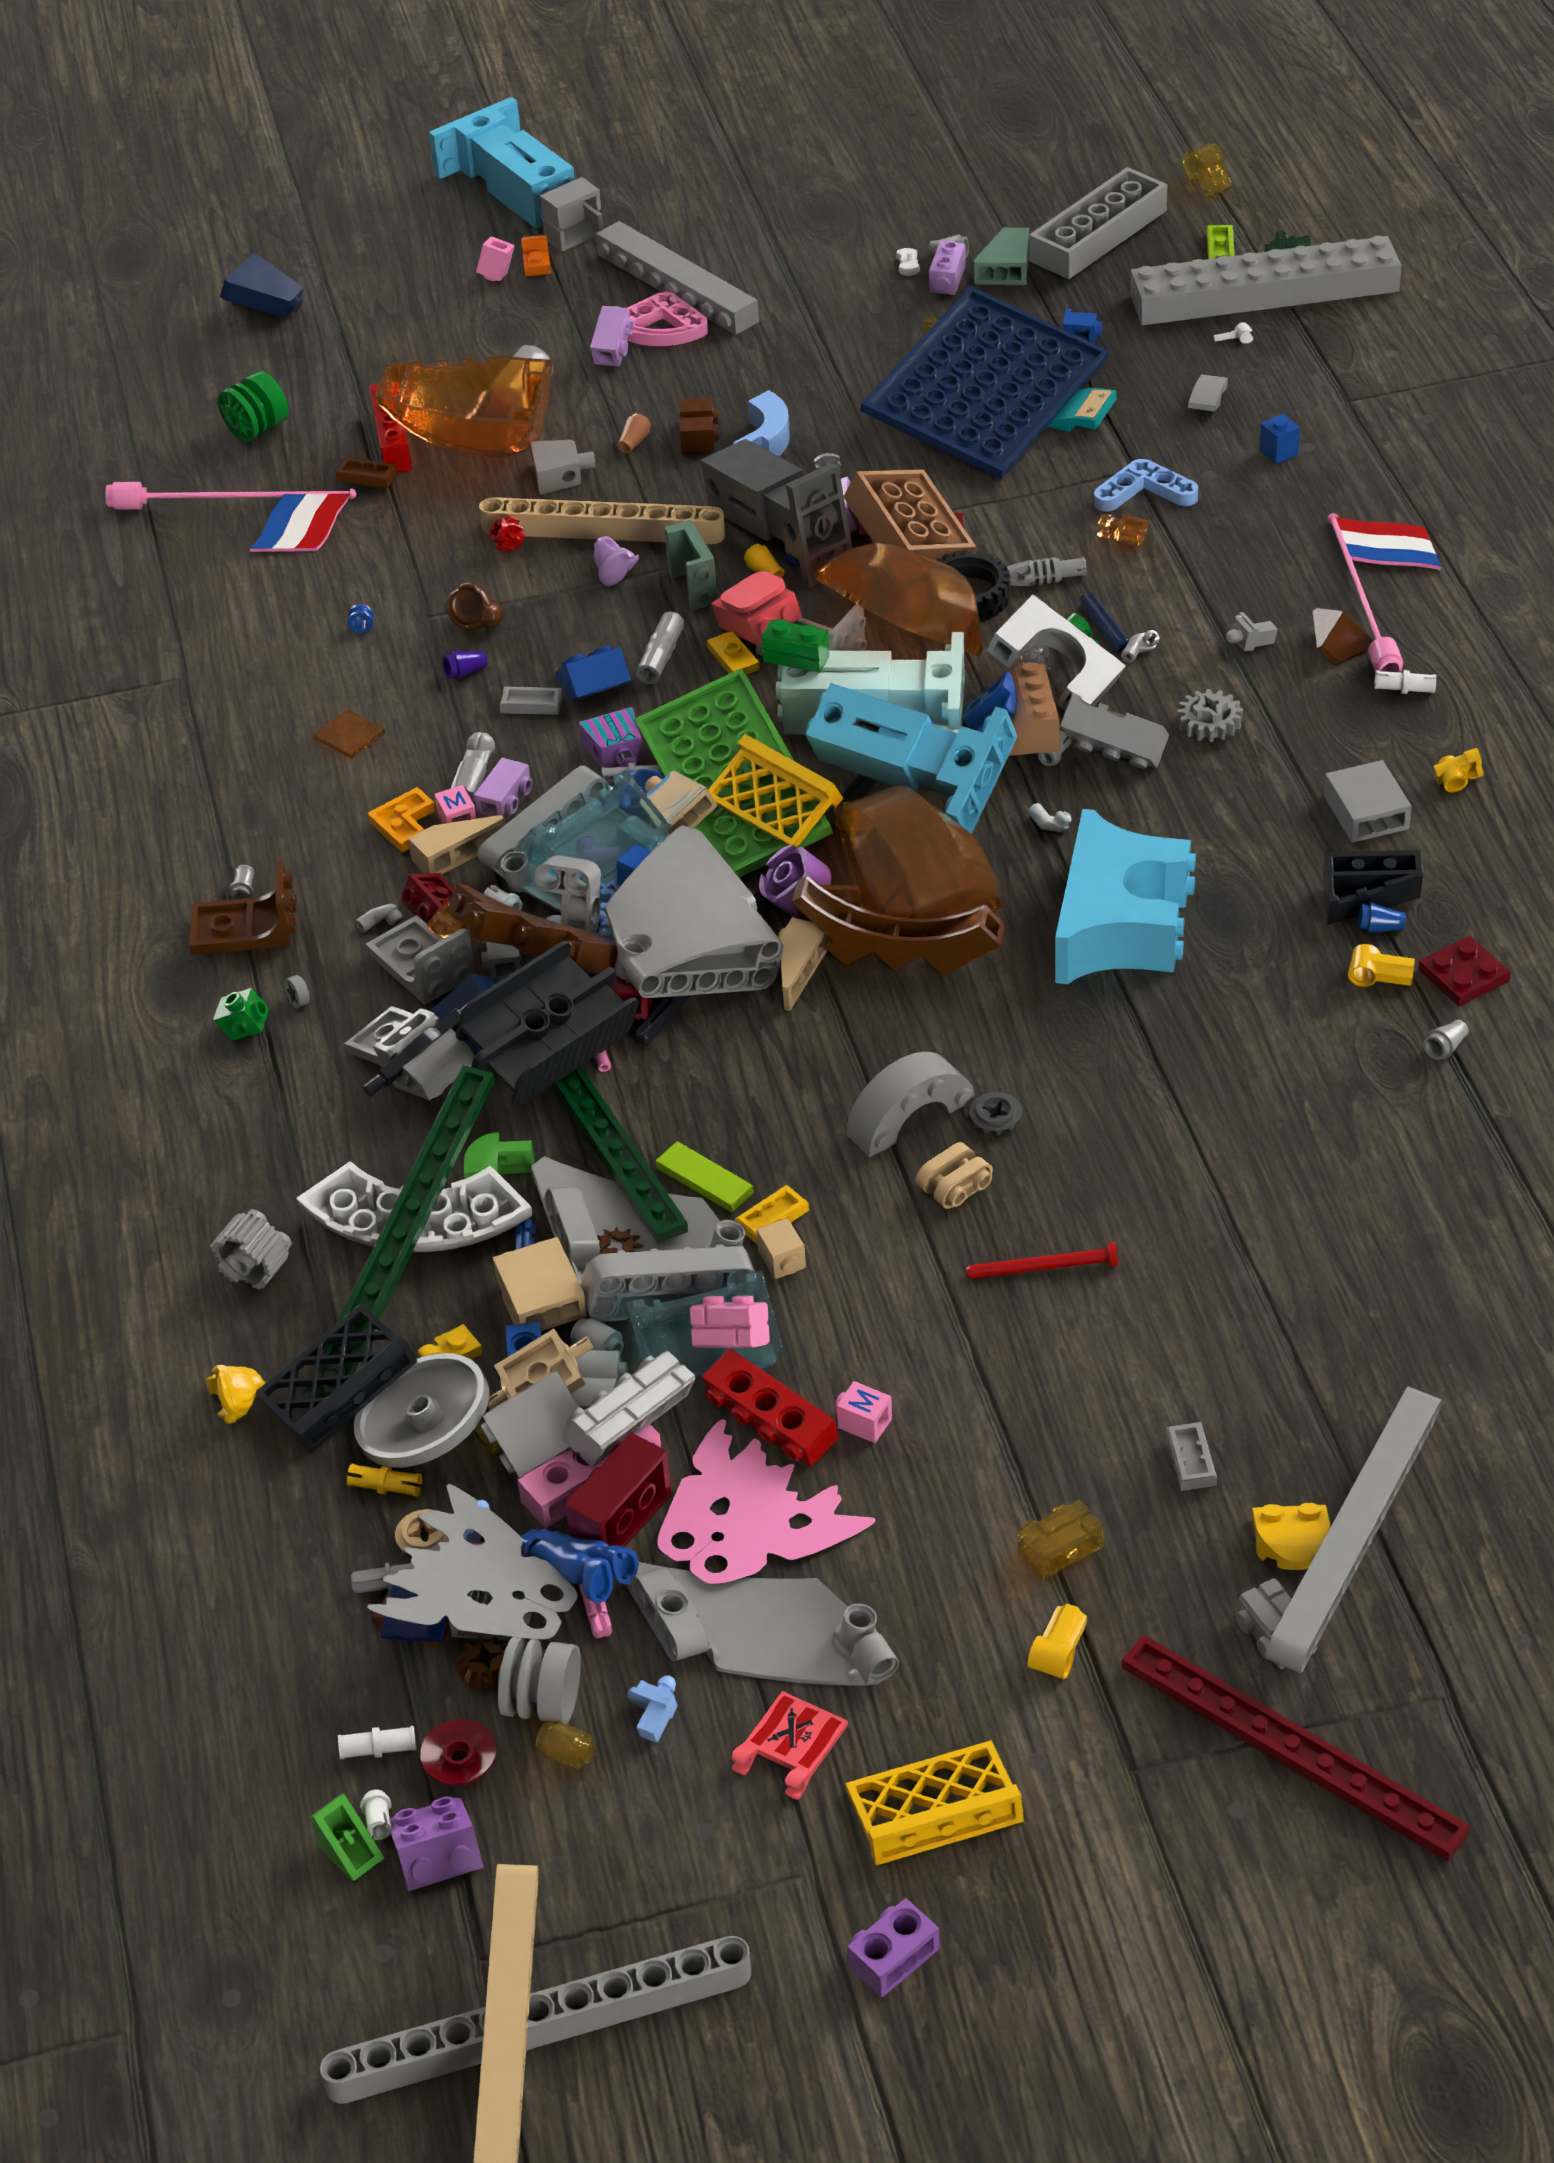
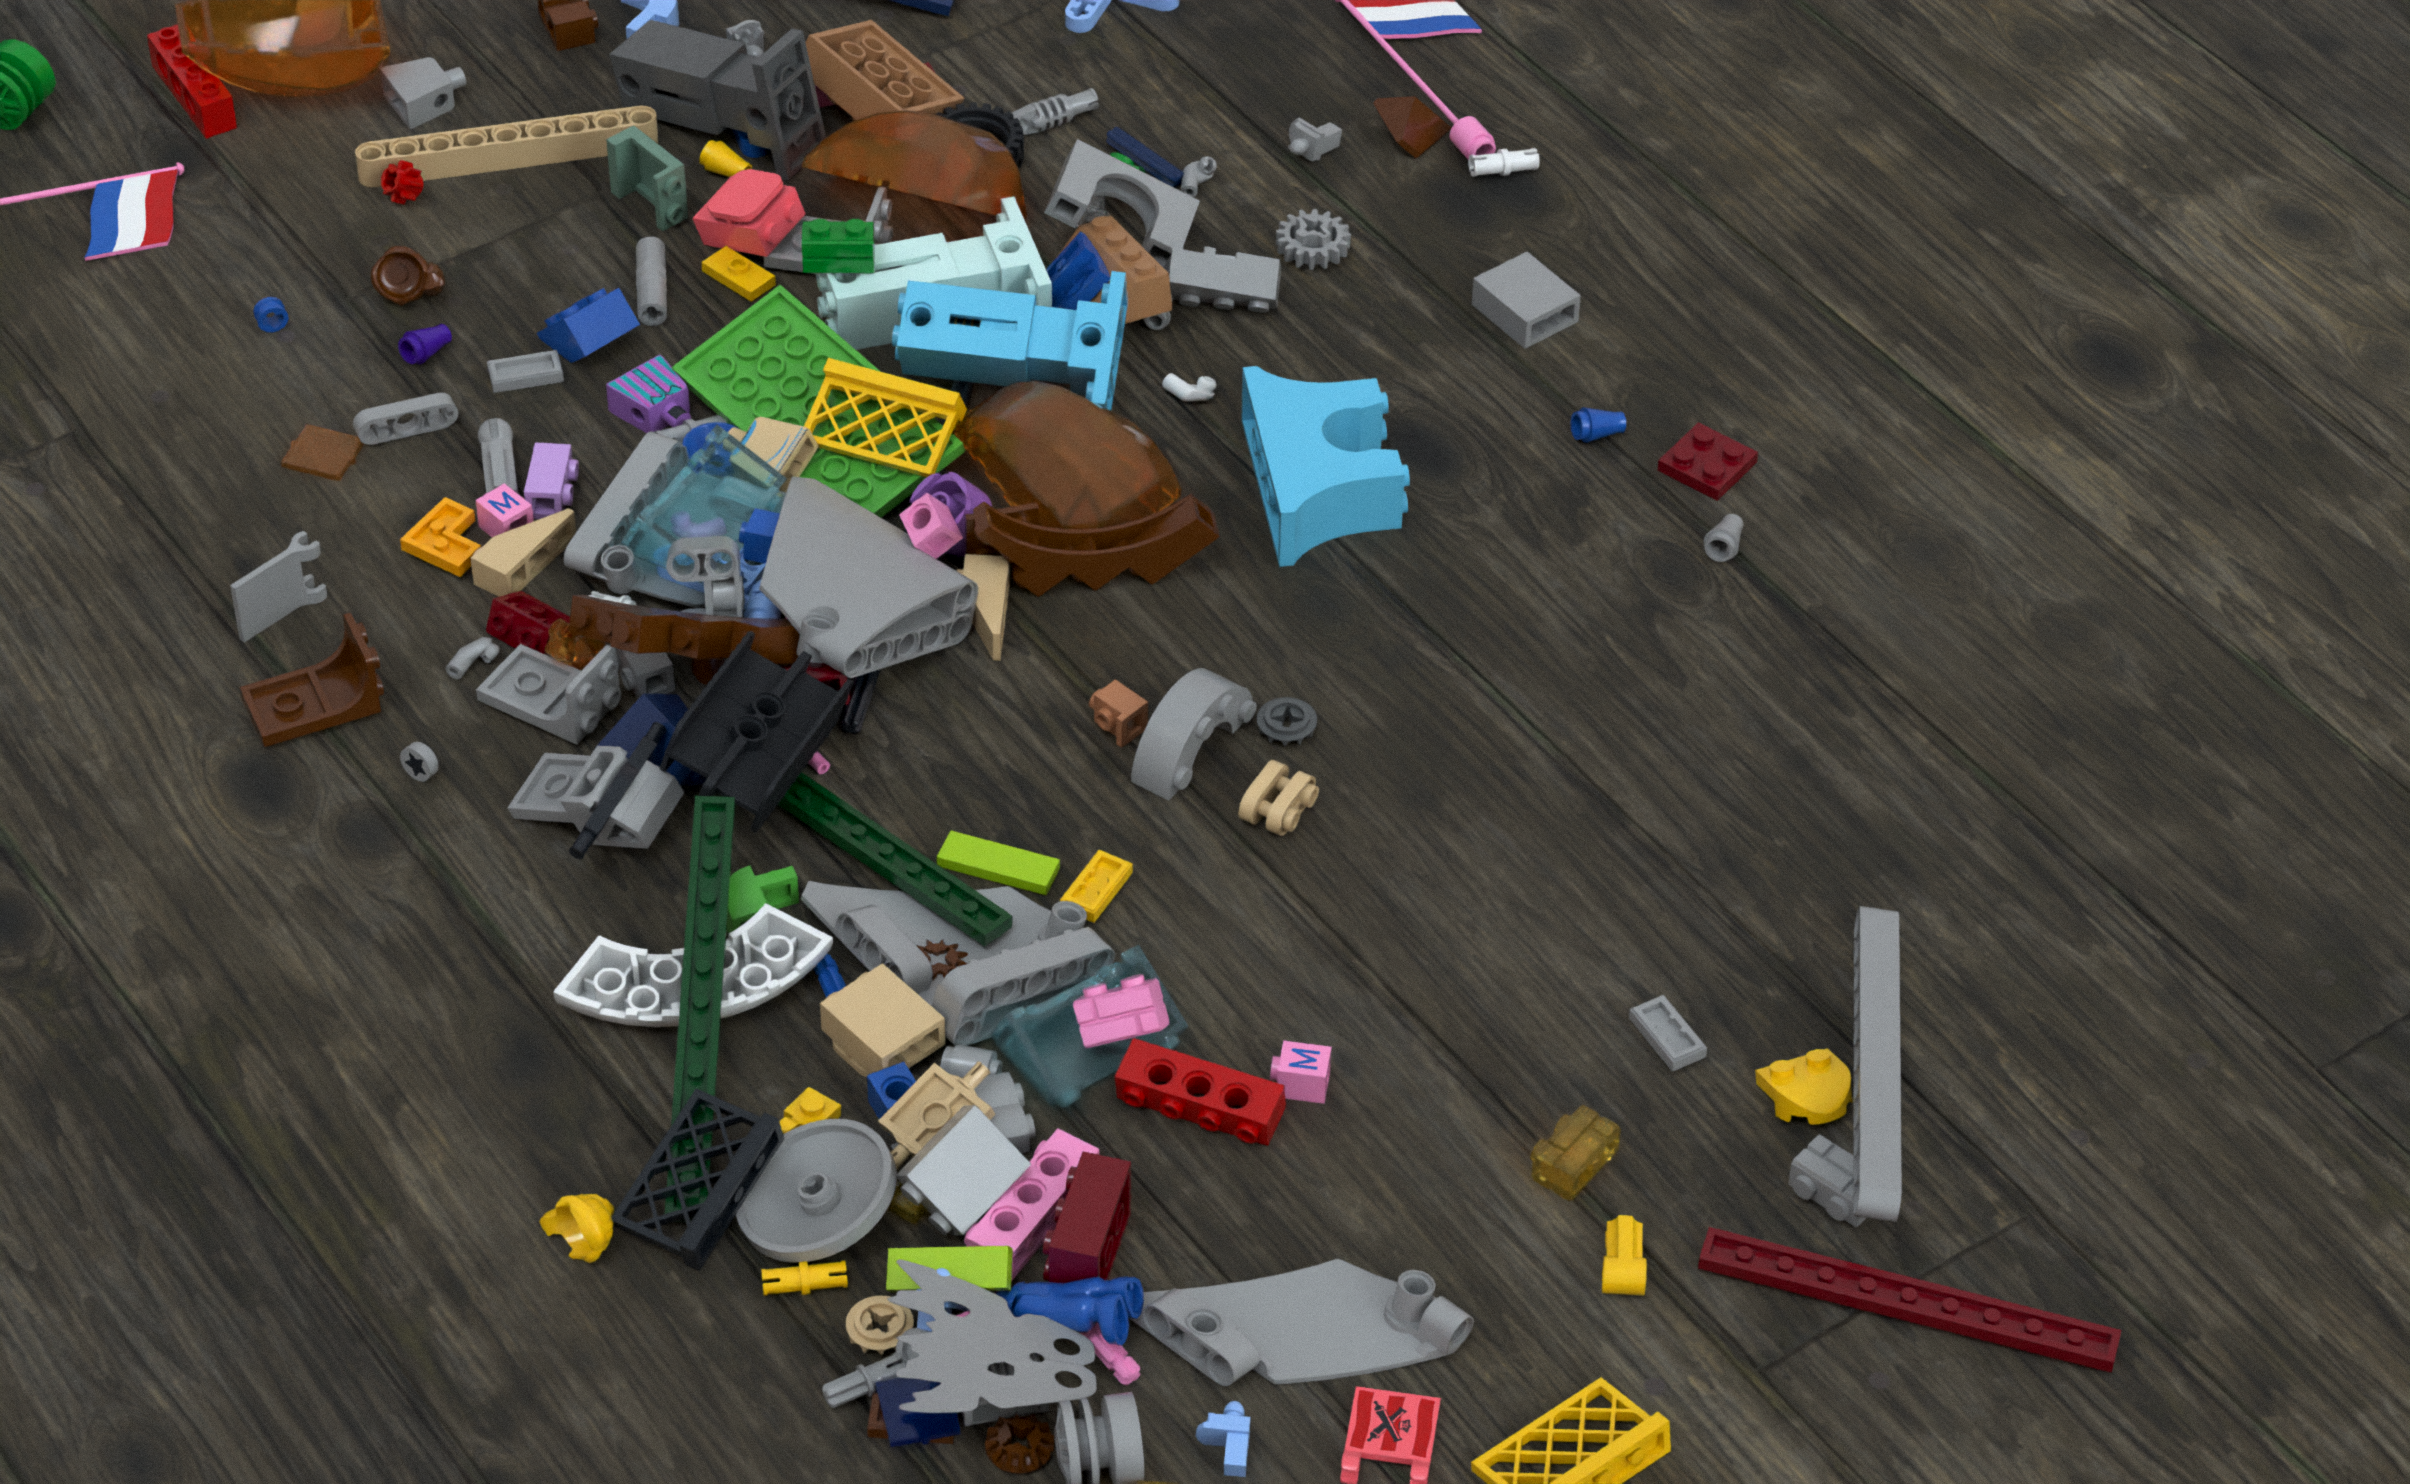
camera: 25 degrees left, 0 degrees up
(241, 886) = (287, 656): light grey pin -> none
(241, 1014) = (370, 801): green brick -> none
(250, 1249) = (526, 1062): light grey brick -> none
(251, 832) = (276, 588): none -> light grey flag
(366, 472) = (186, 140): reddish brown plate -> none
(398, 727) = (392, 412): none -> light grey beam
(513, 1506) = (980, 1265): none -> lime tile
(612, 561) = (546, 192): lavender hair -> none
(628, 1407) = (1061, 1128): light grey brick -> none
(634, 431) = (493, 33): nougat cone -> none
(756, 1515) = (1234, 1206): bright pink piece -> none
(767, 887) = (931, 526): none -> bright pink brick
(781, 1248) = (1126, 919): tan brick -> none
(856, 1071) = (1120, 712): none -> nougat brick
(1108, 1255) = (1482, 844): red bar -> none
(1127, 529) = (1122, 48): clear orange plate -> none
(1368, 877) = (1566, 382): black wedge -> none
(1370, 966) = (1613, 477): yellow piece -> none
(1455, 771) = (1605, 249): yellow plate -> none

